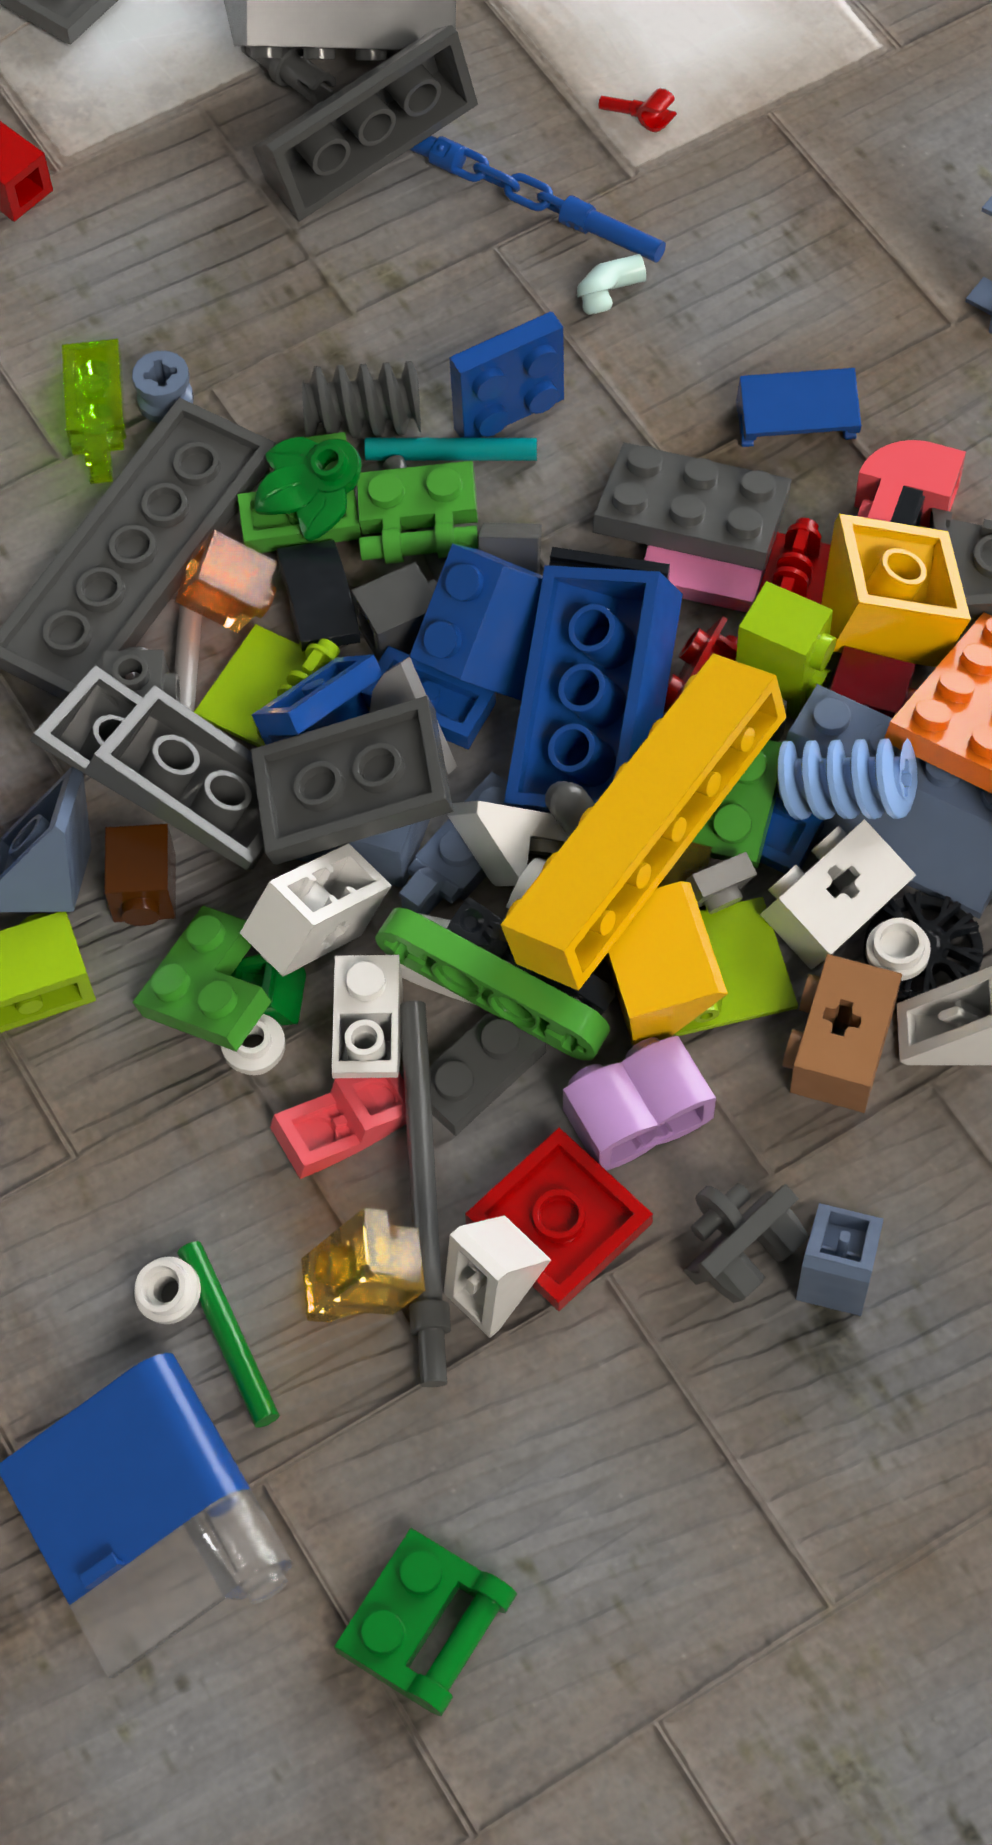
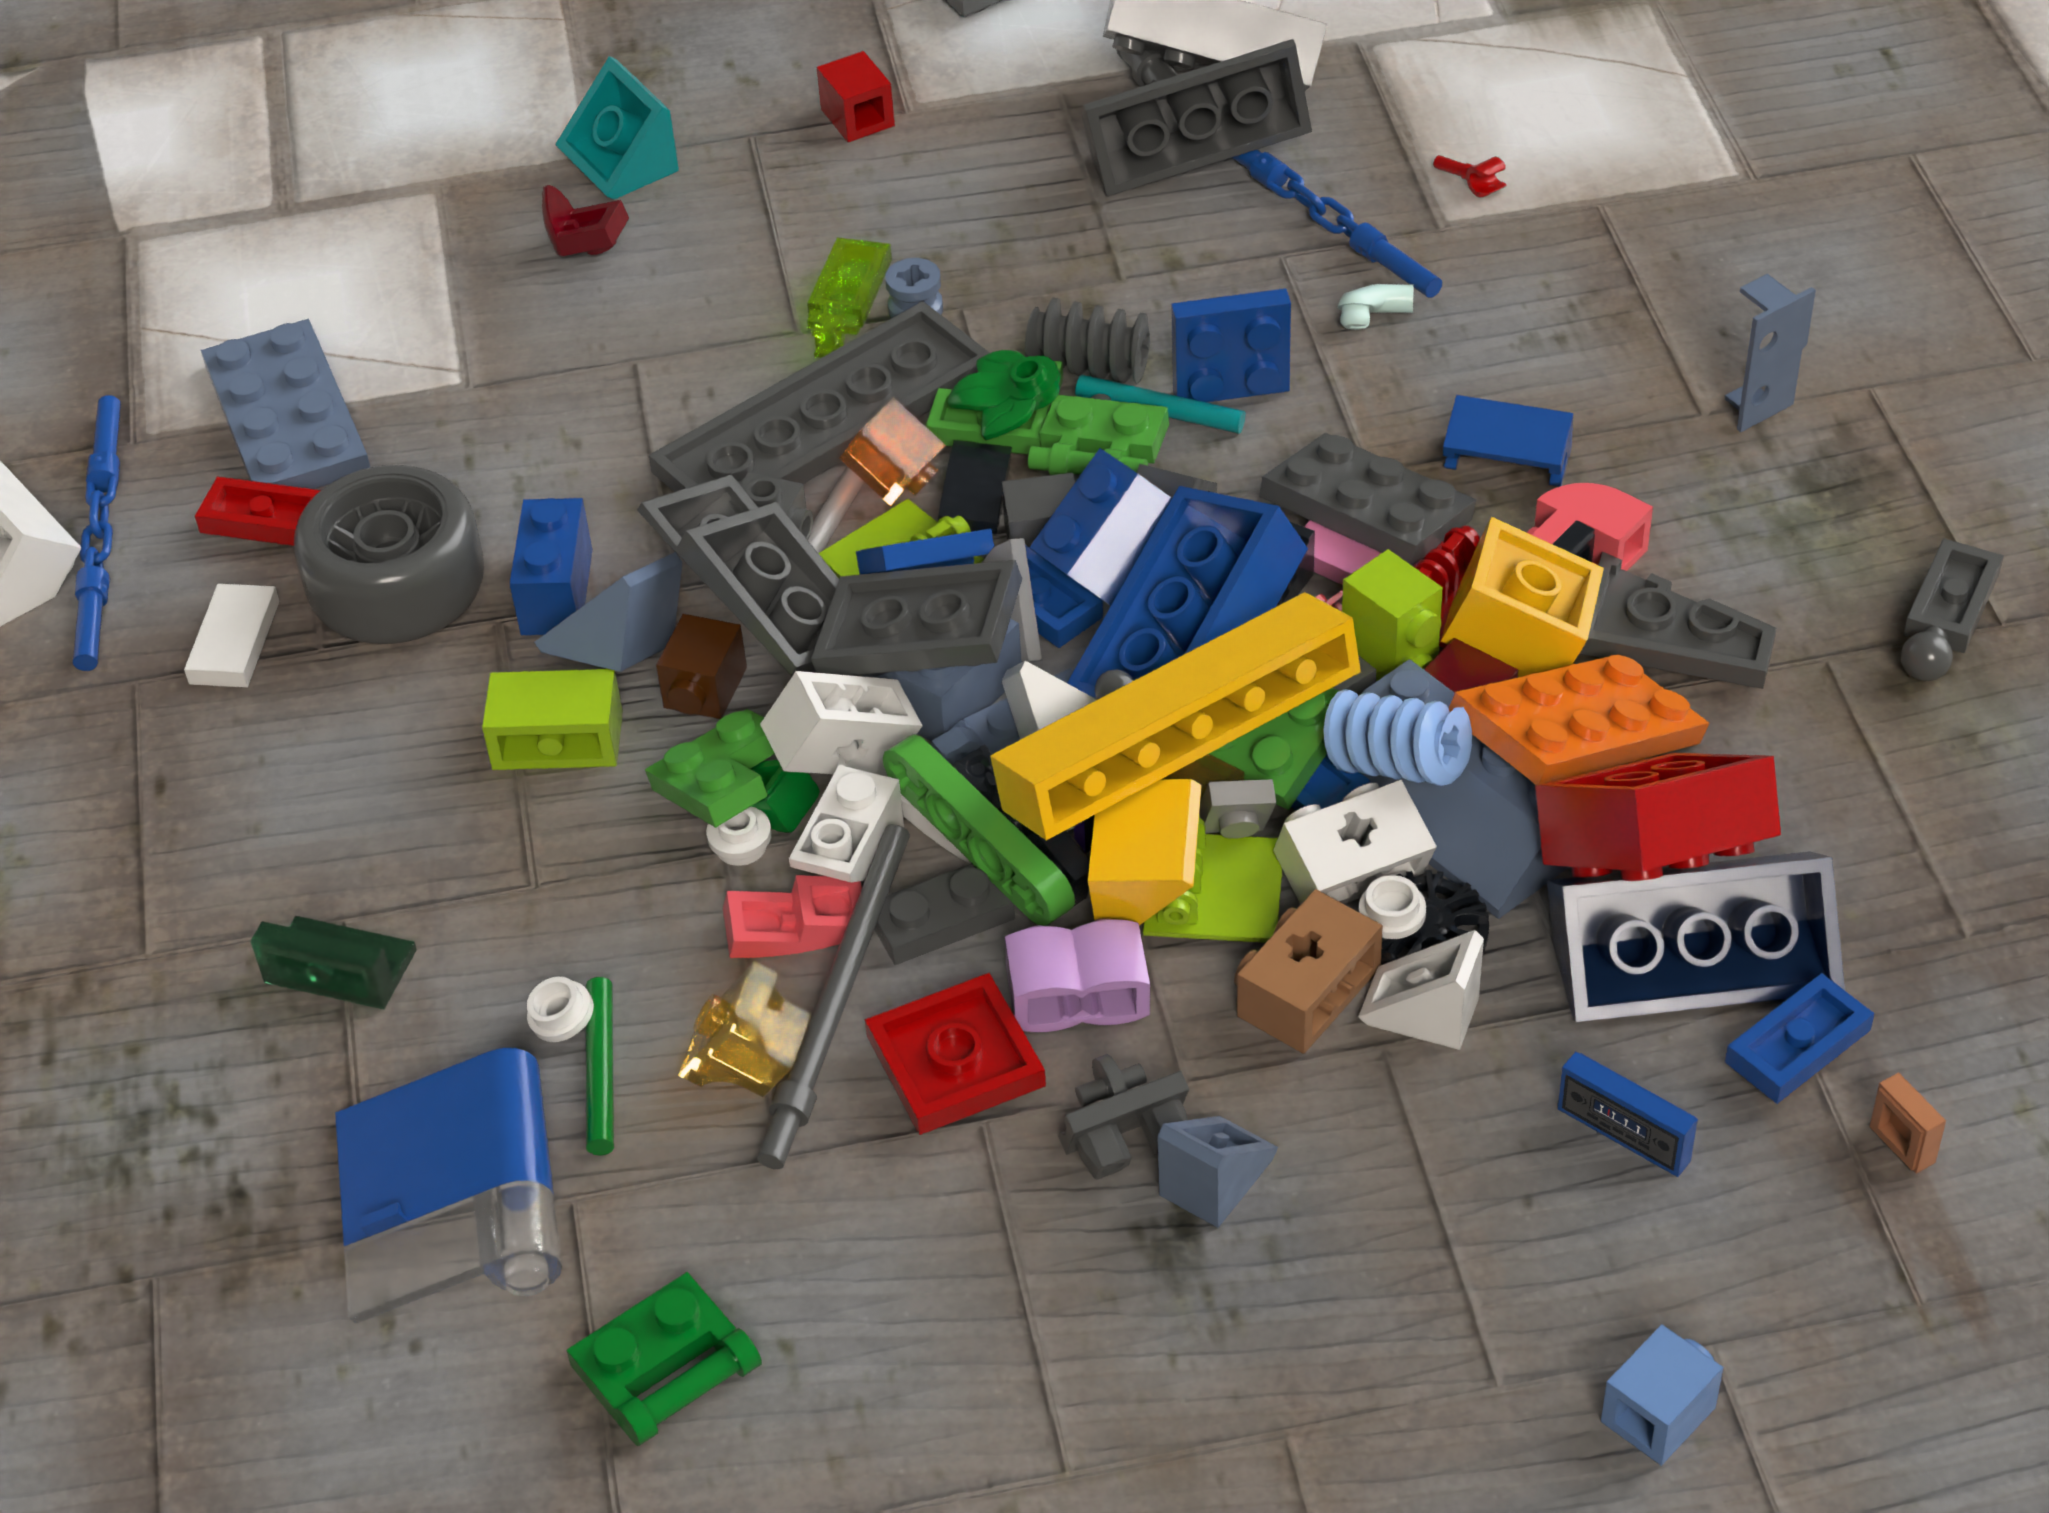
camera: 20 degrees right, 15 degrees down
(491, 1270) = (862, 1067): white slope -> none

